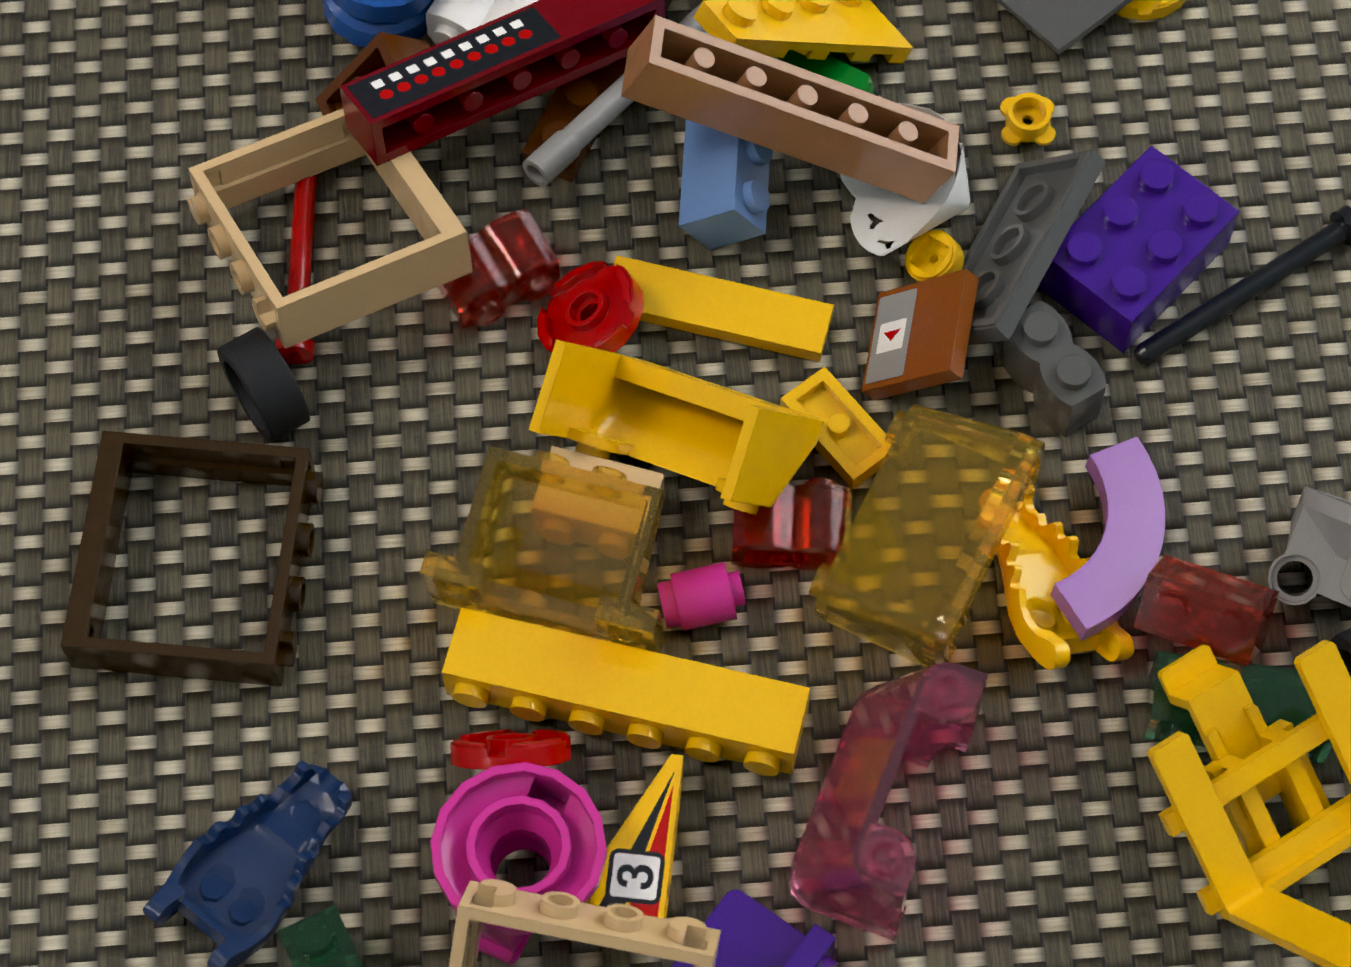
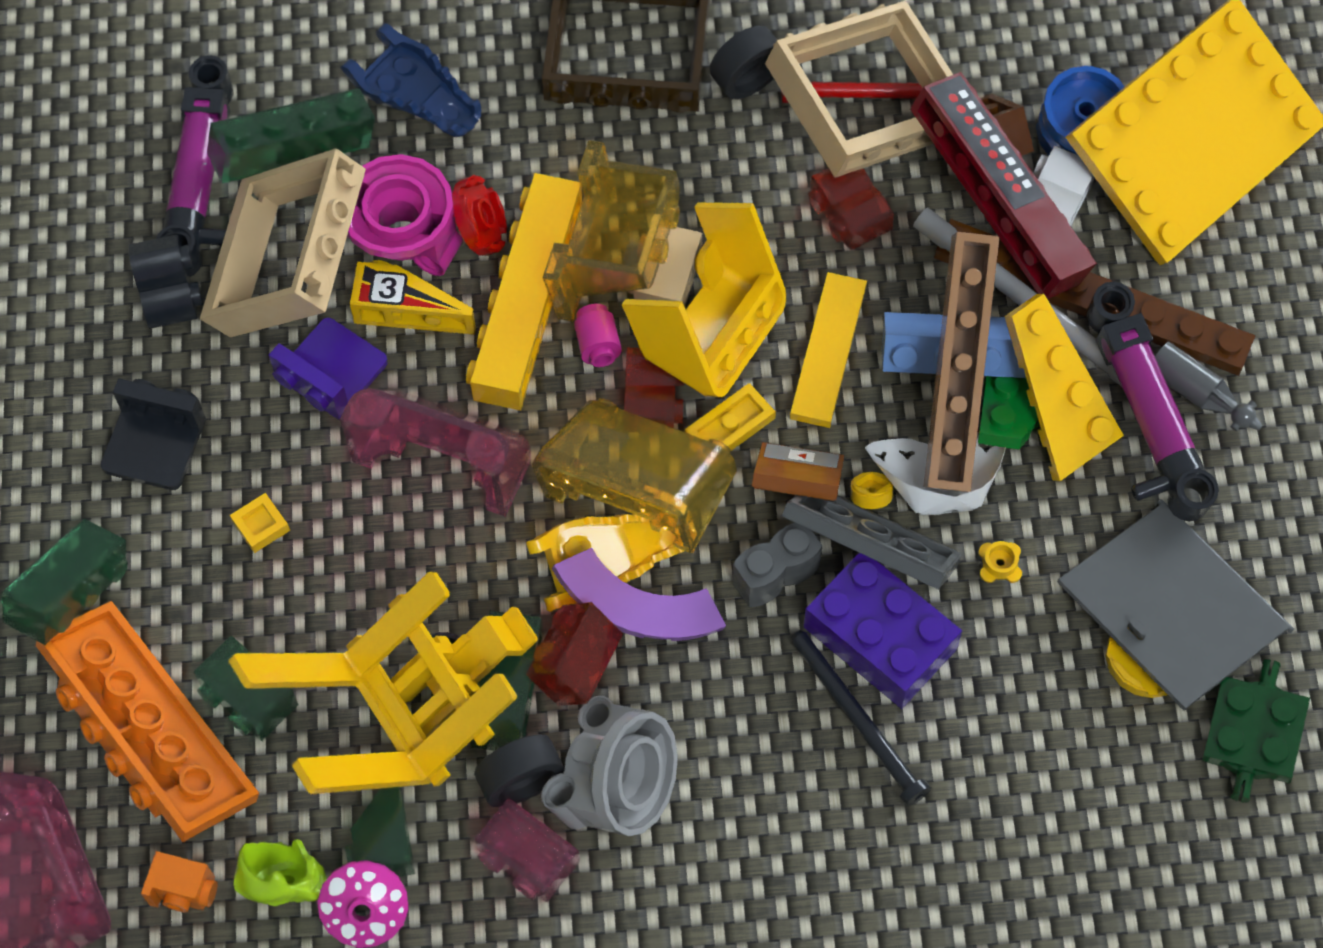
camera: 90 degrees right, 0 degrees up
(592, 308) = (812, 262): red plate -> none

